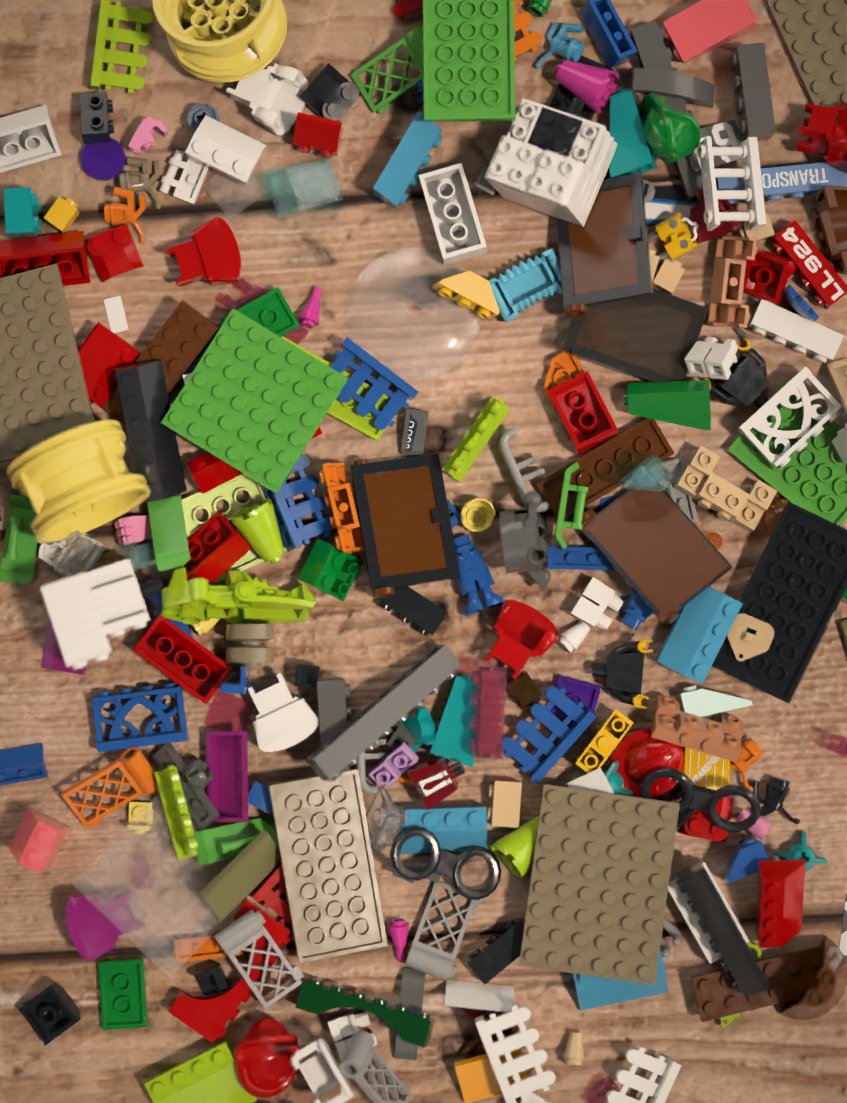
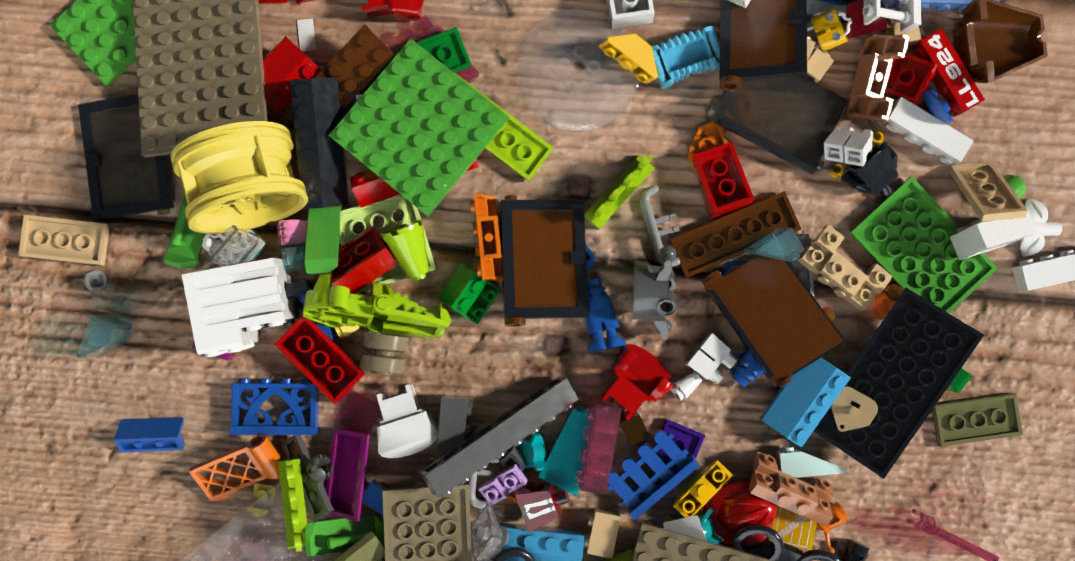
camera: 10 degrees right, 0 degrees up
(38, 840) = (161, 513): coral slope -> none
(241, 688) = (368, 392): blue panel -> none
(290, 515) = (434, 238): blue fence -> none
(306, 676) = (433, 389): black panel -> none
(310, 314) = (482, 57): dark pink cone -> none
(379, 386) = (545, 123): blue fence -> none
(414, 432) = (563, 177): dark grey slope -> none
(415, 608) = (544, 340): black brick -> none
(477, 514) = (612, 261): light yellow hair -> none
(577, 559) = (699, 314): blue plate -> none
(579, 506) = (693, 262): bright green piece -> none
(624, 672) = (729, 425): black torso -> none
(672, 402) = (807, 181): green slope -> none
(793, 387) = (925, 183): white fence -> none

